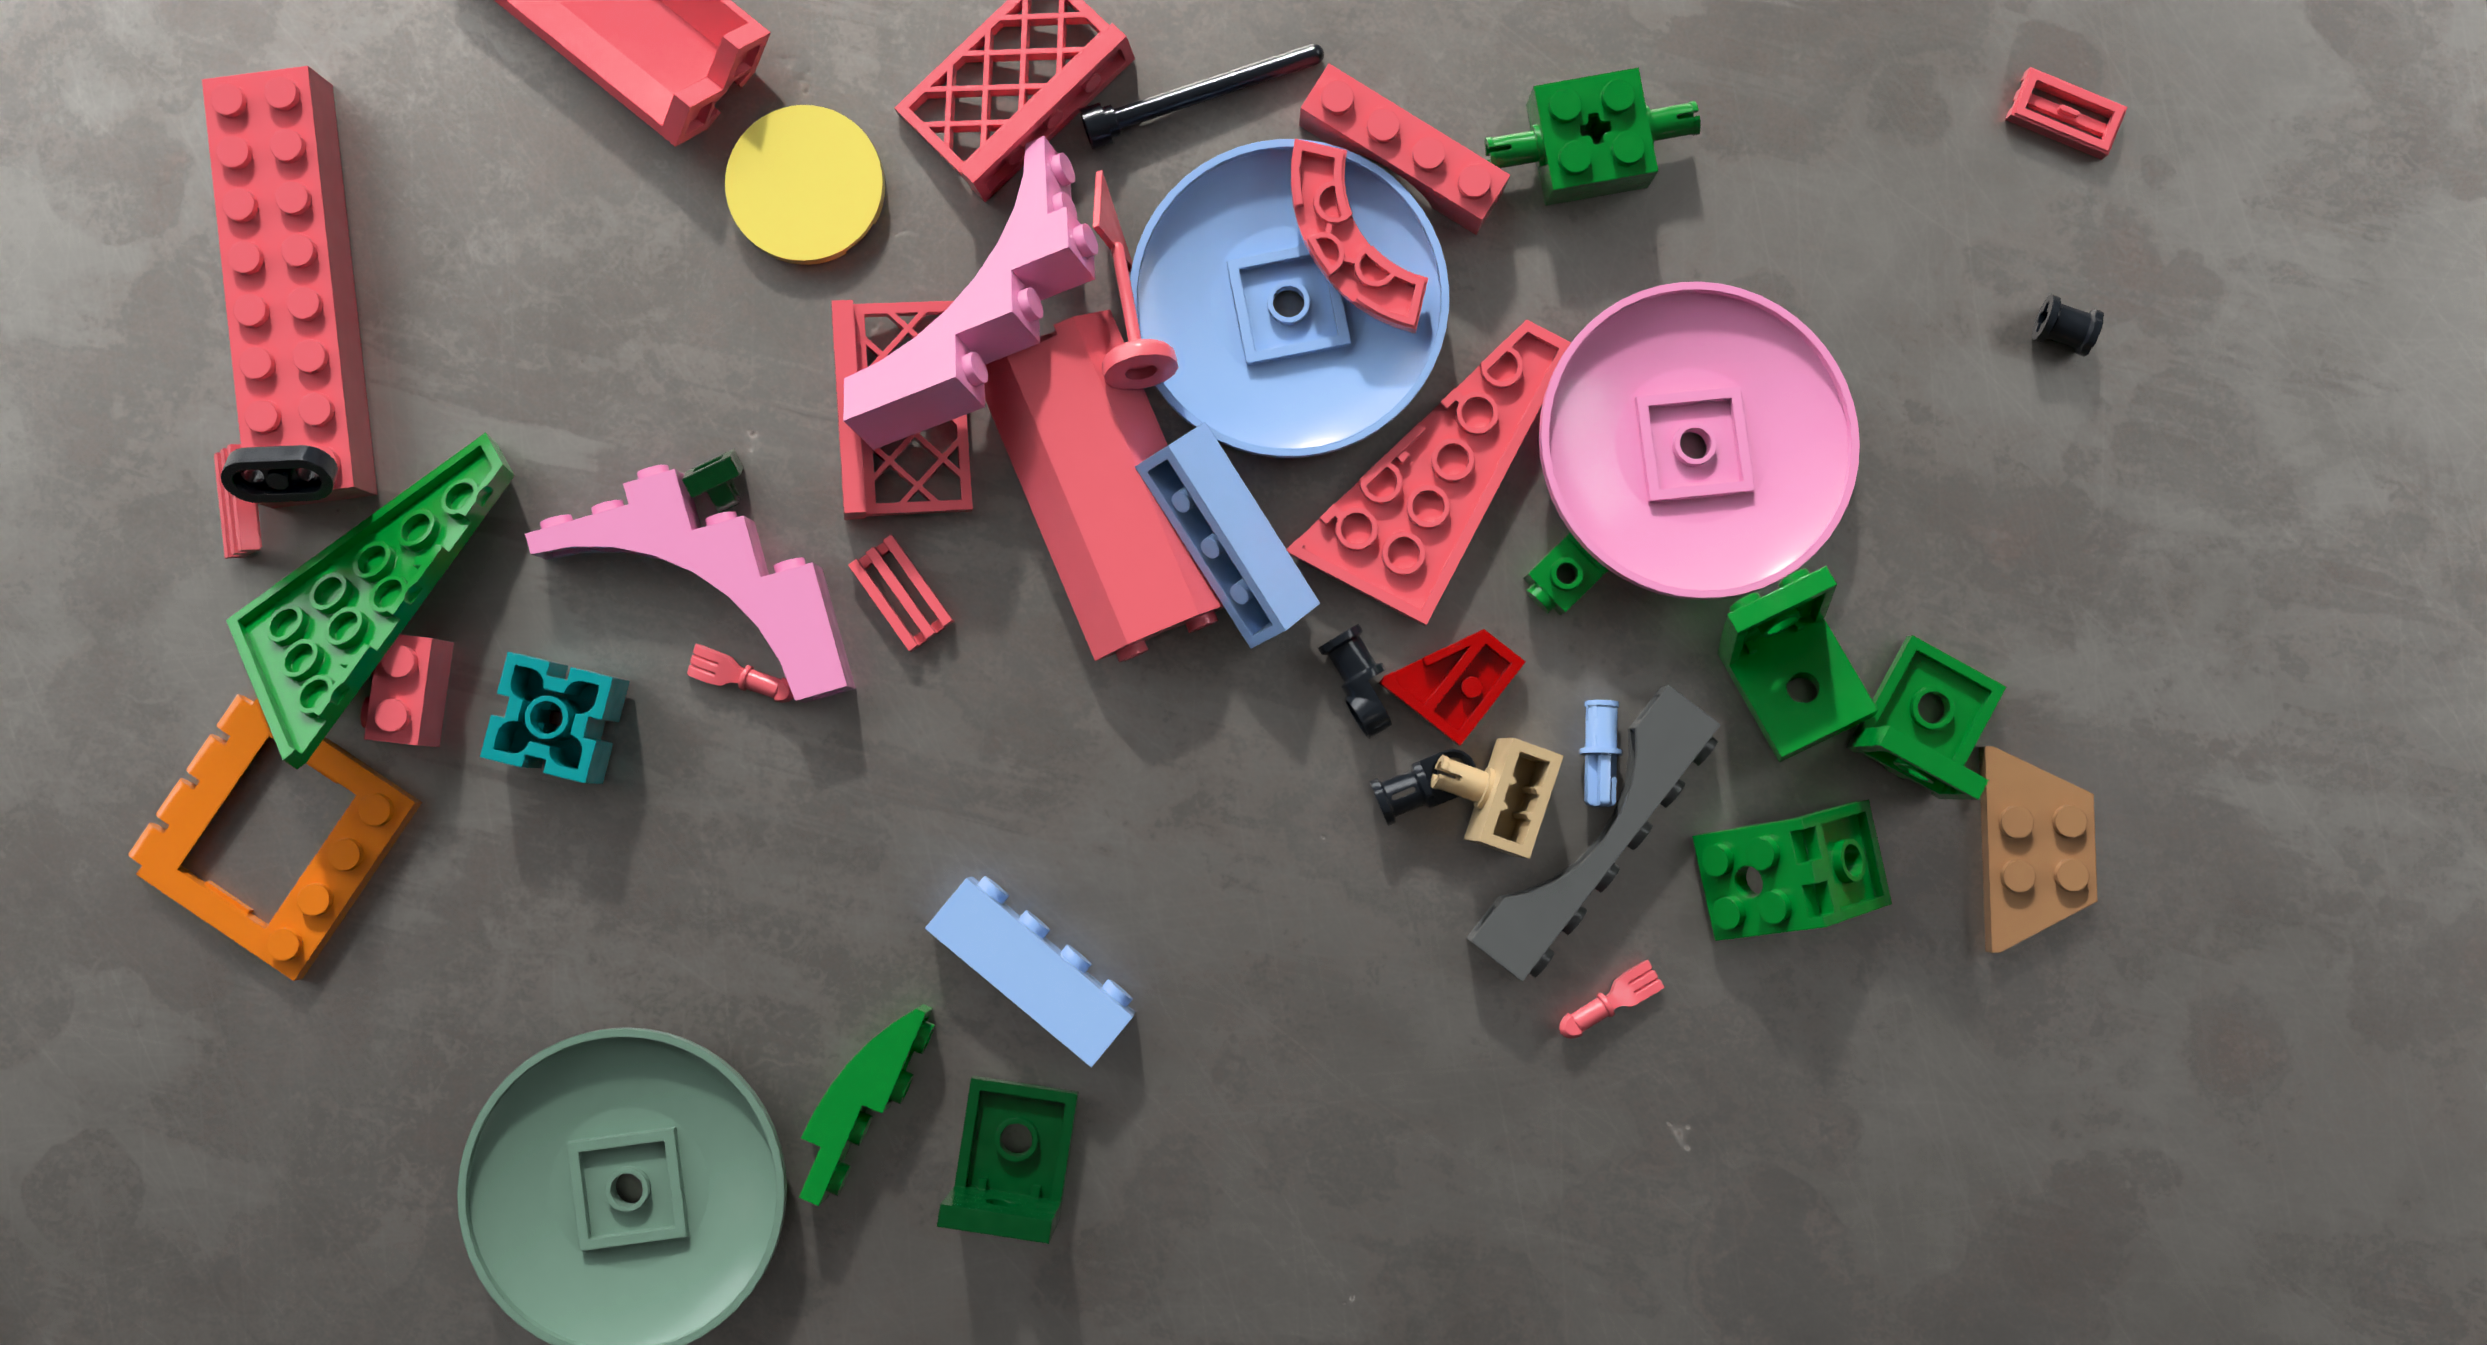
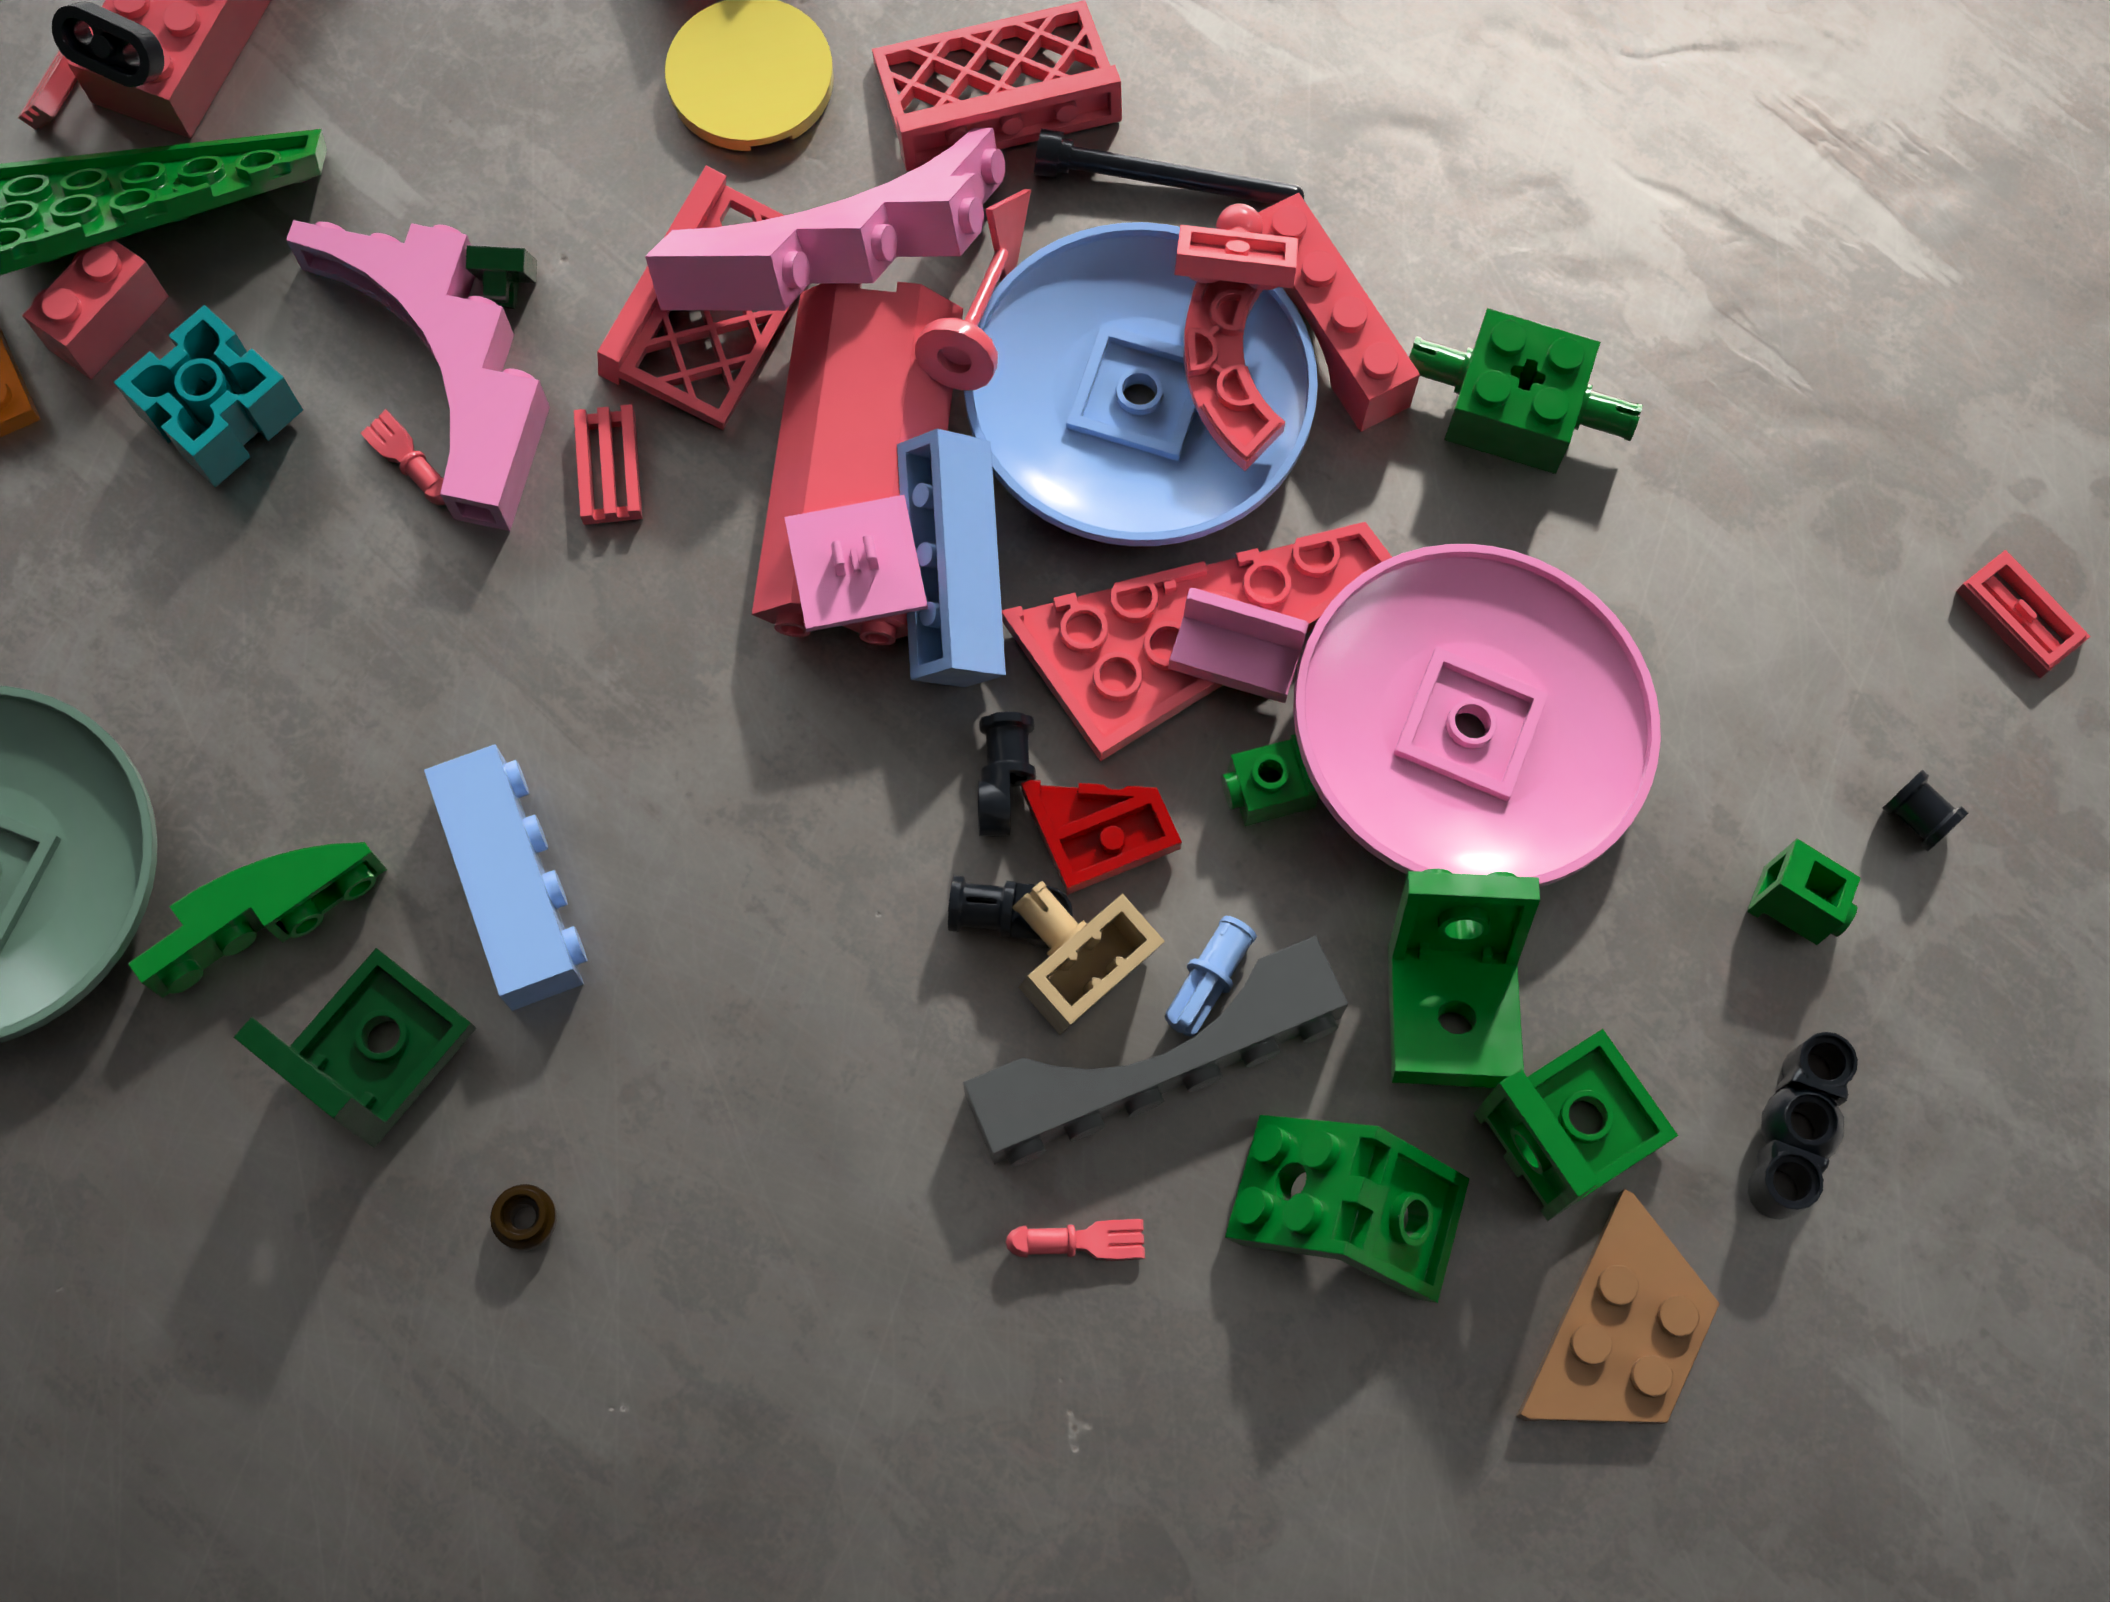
camera: 25 degrees right, 15 degrees down
(1160, 584) = (855, 563): none -> bright pink piece
(1201, 1225) = (510, 1203): none -> dark brown plate
(1315, 155) = (1237, 252): none -> coral plate
(1488, 486) = (1238, 645): none -> bright pink panel
(2010, 444) = (1806, 893): none -> green brick
(2097, 603) = (1820, 1102): none -> black piece

